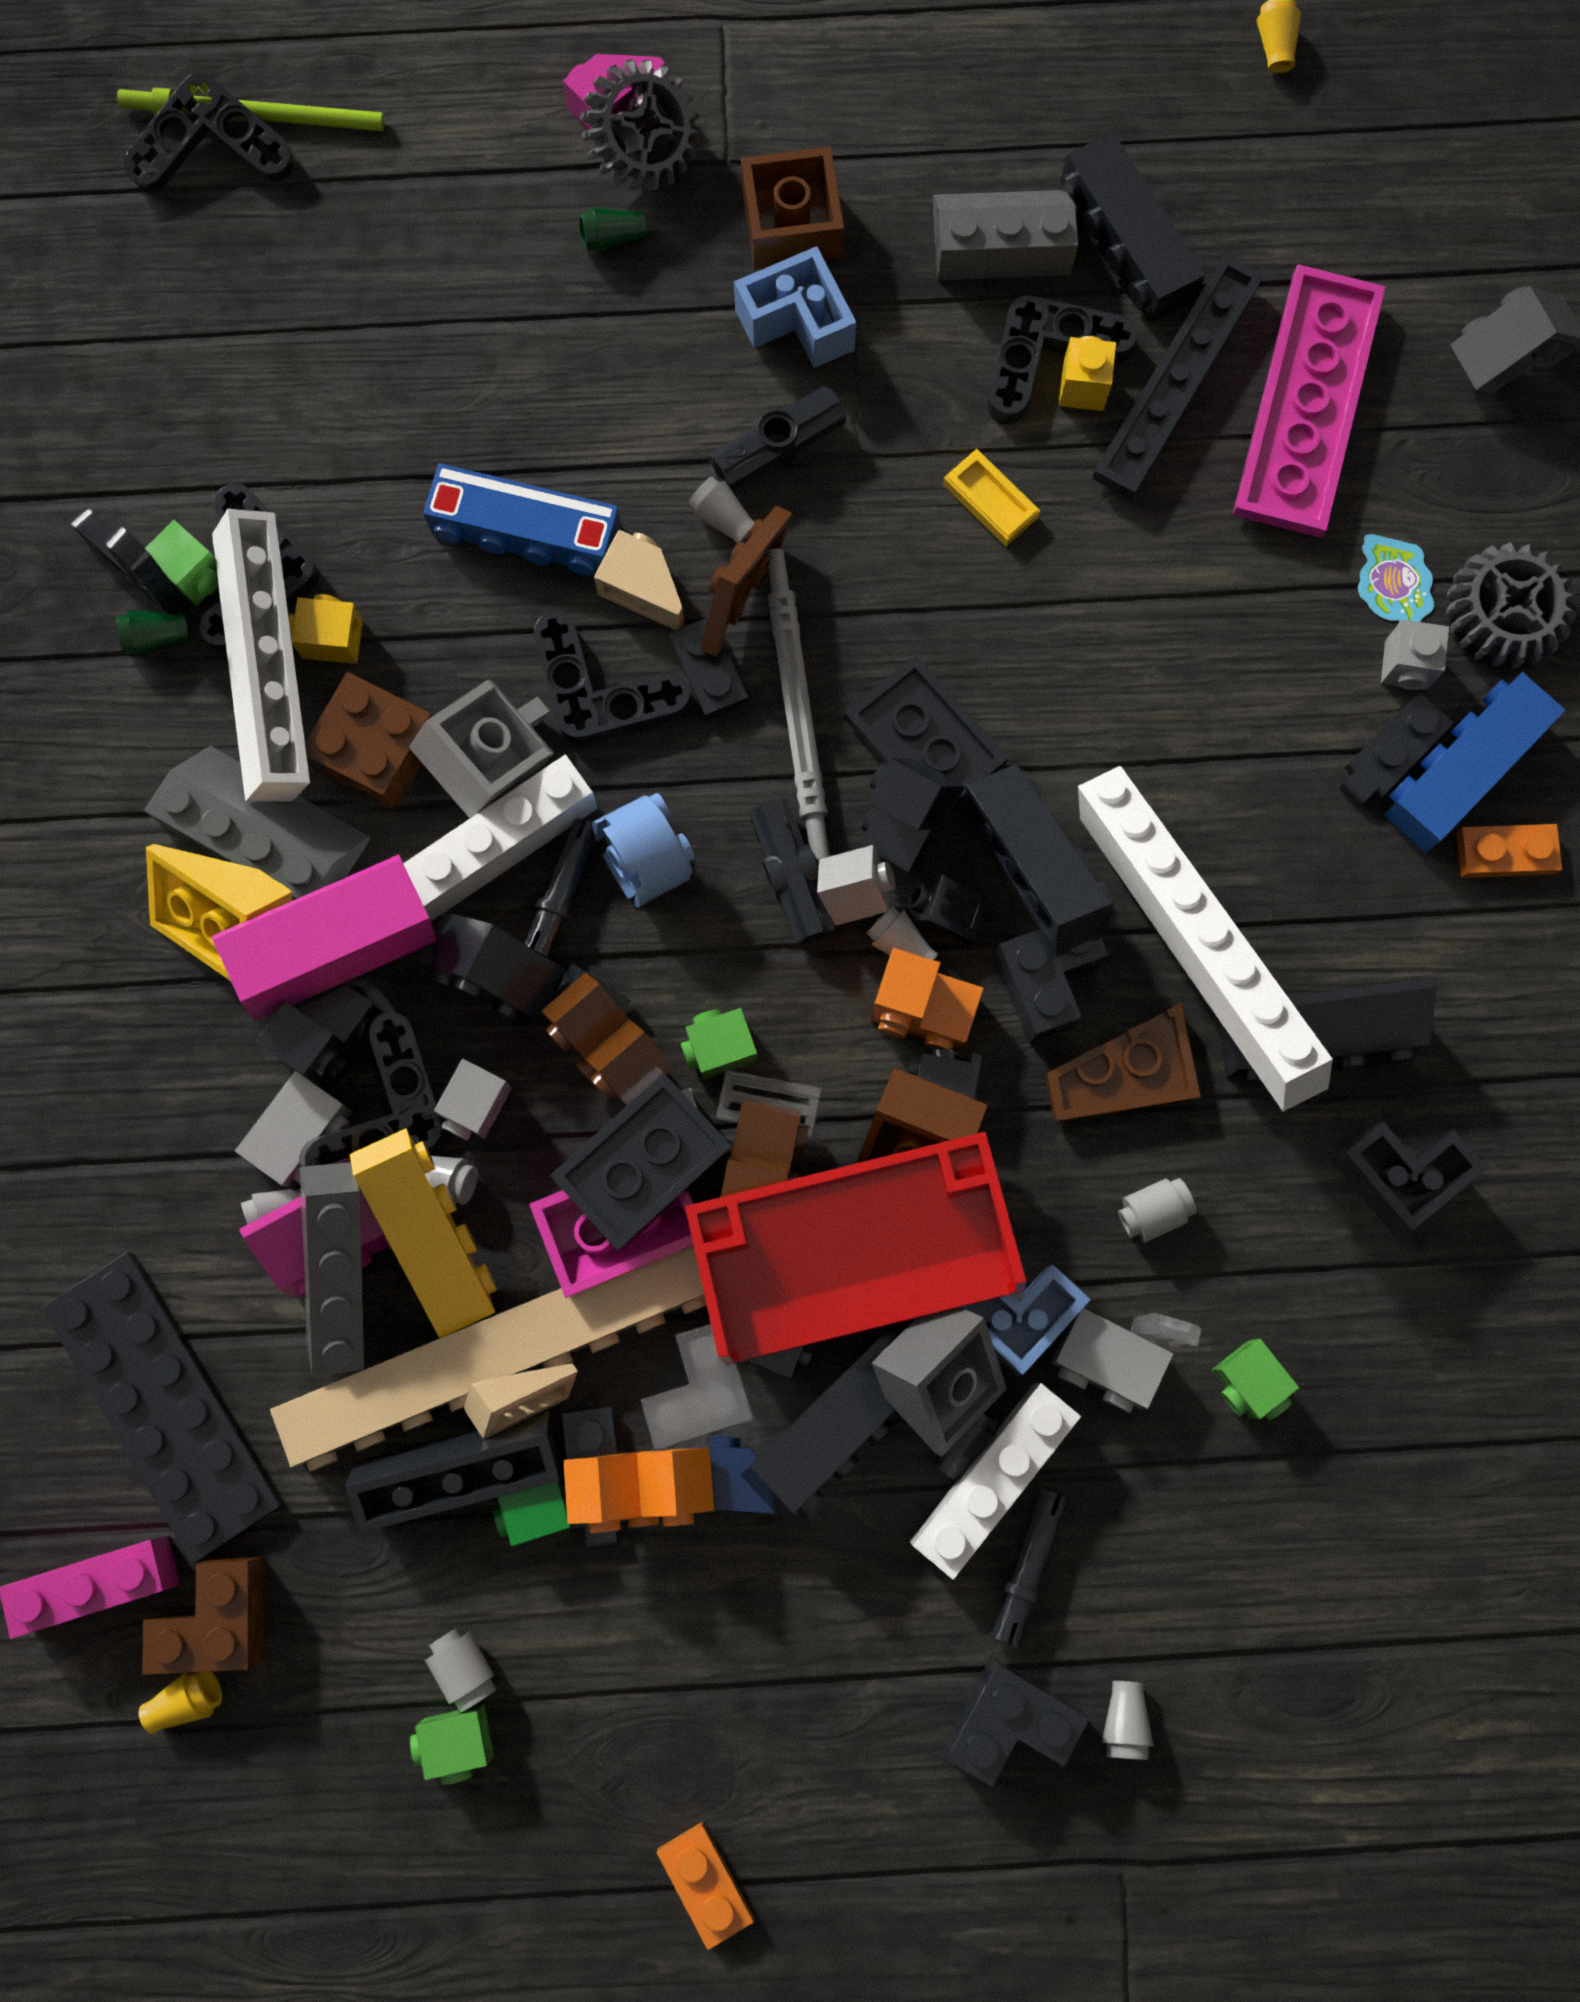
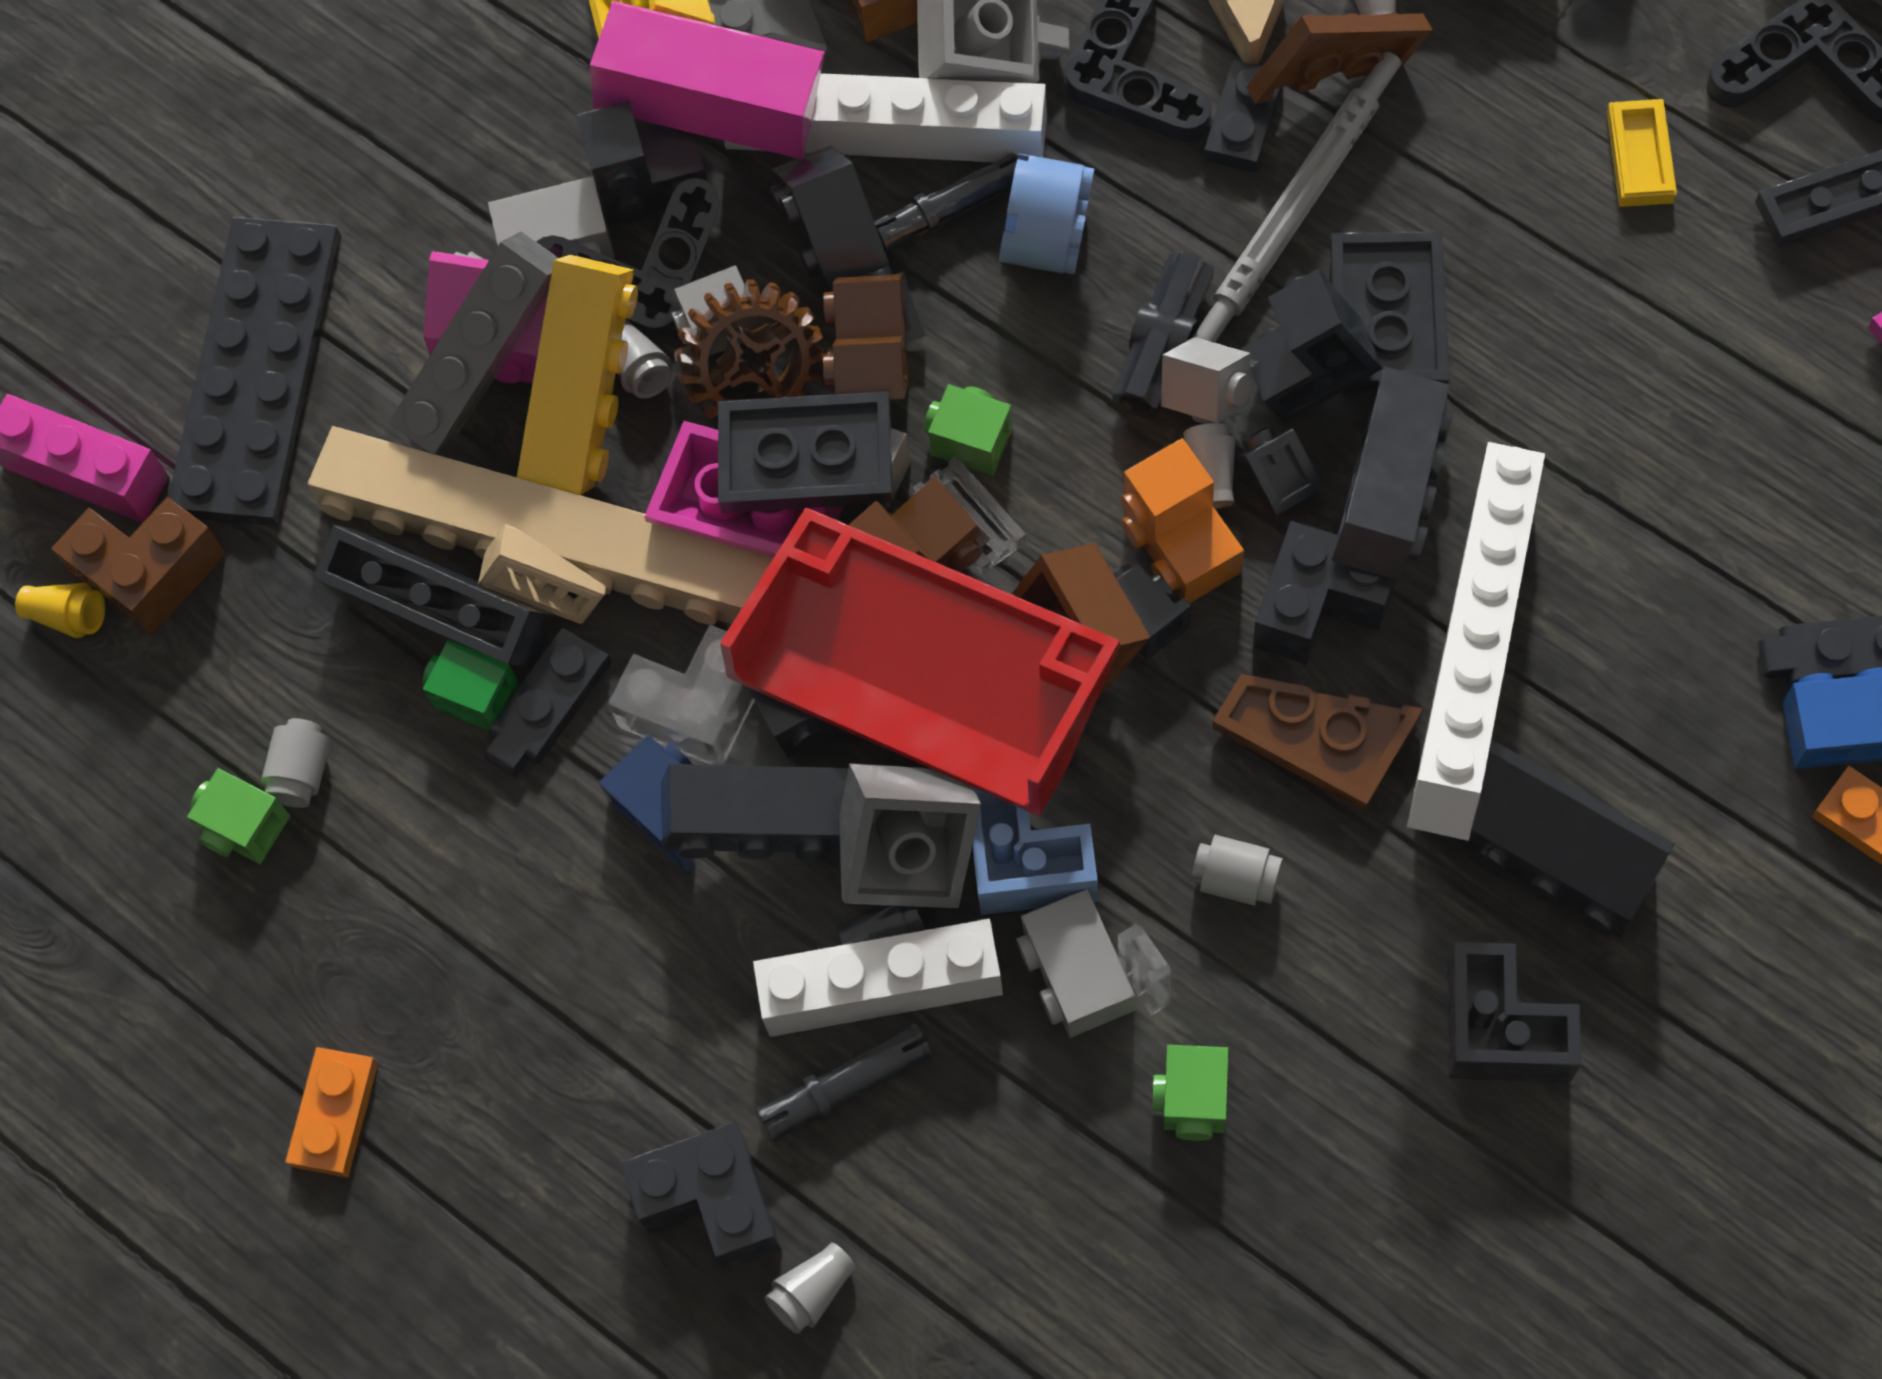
camera: 50 degrees right, 10 degrees down
(529, 1087) = (766, 341): none -> reddish brown gear
(639, 1488) = (567, 724): orange brick -> none
(1087, 373) = (1827, 102): yellow brick -> none

